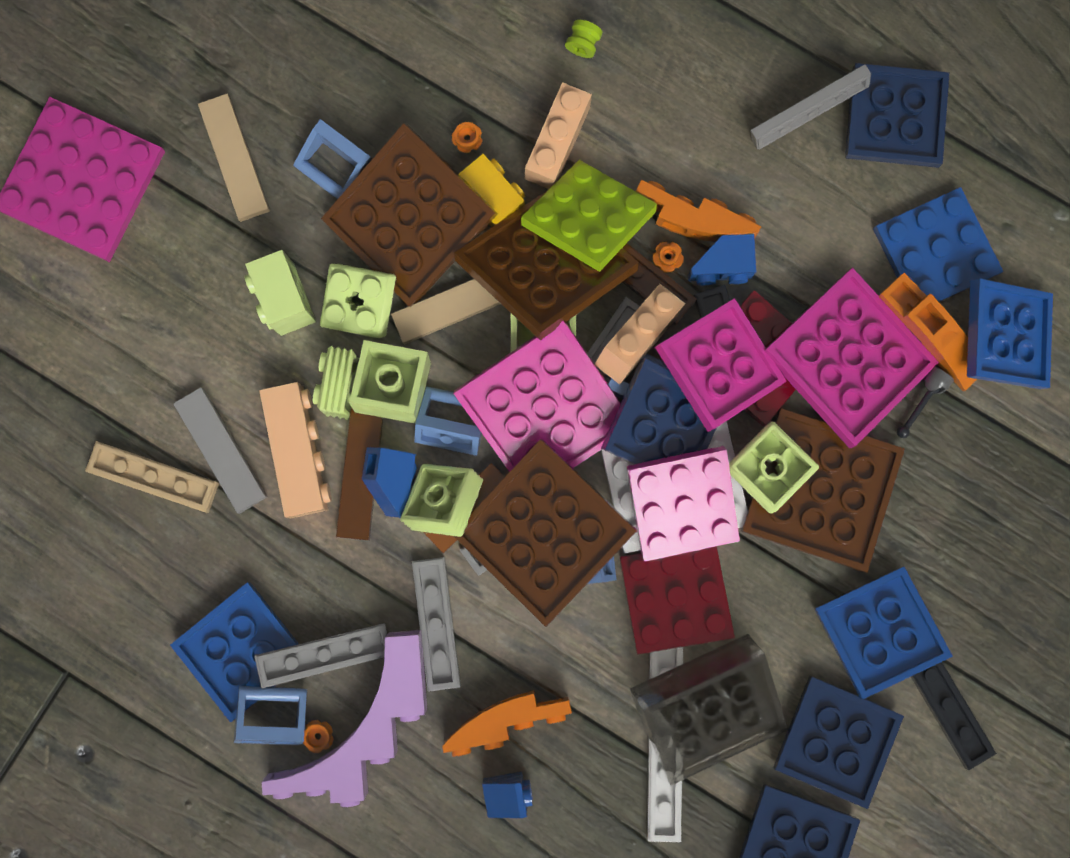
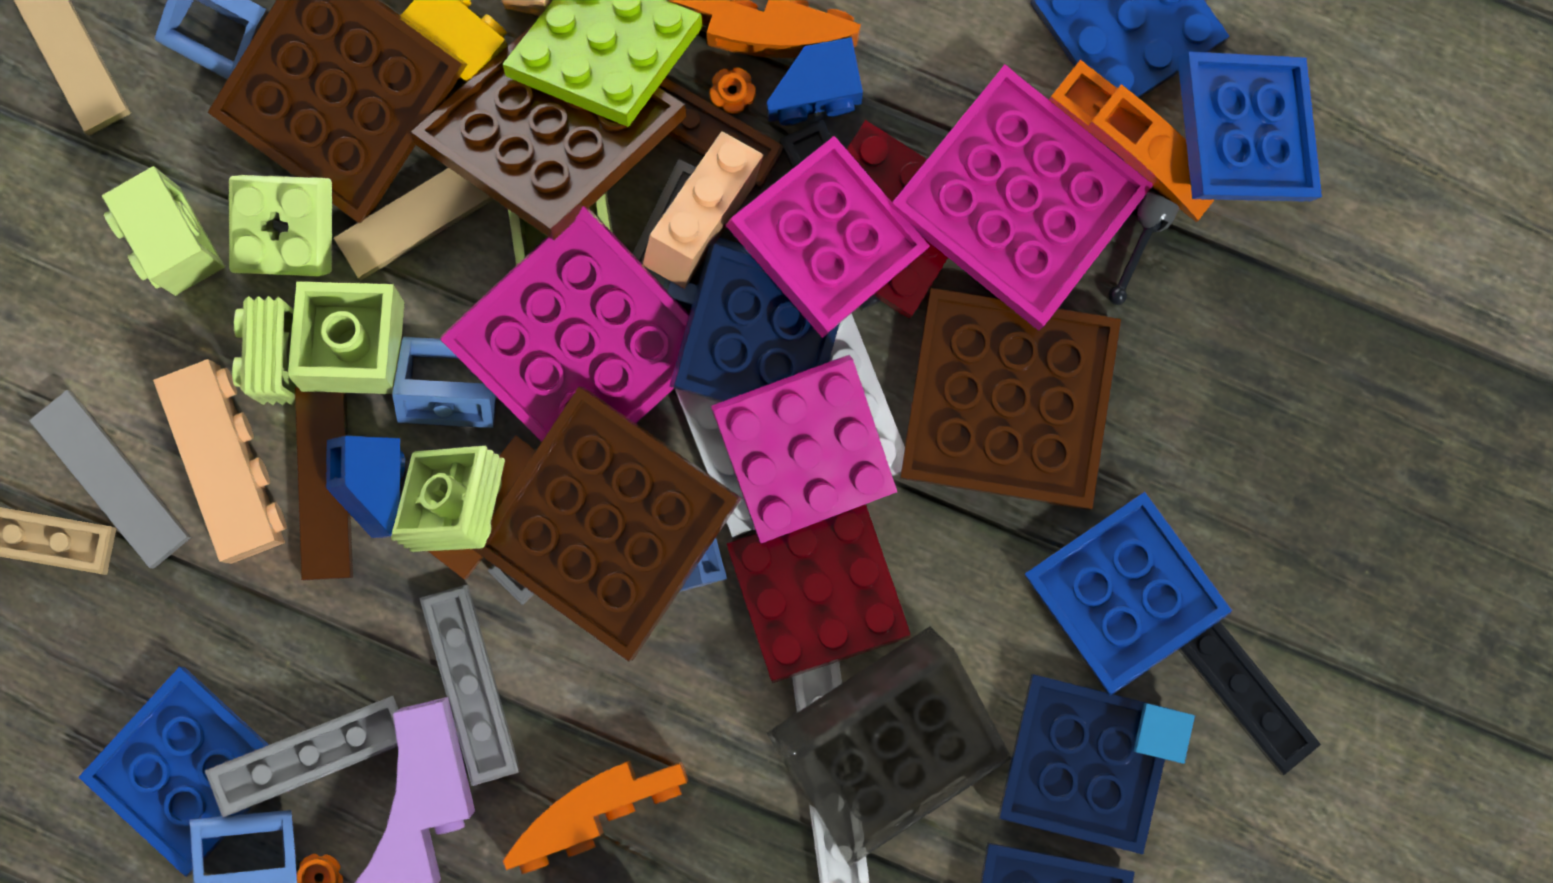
camera: 10 degrees left, 0 degrees up
(793, 467) = (920, 344): yellowish green brick -> none
(894, 731) = (1164, 733): none -> dark azure tile

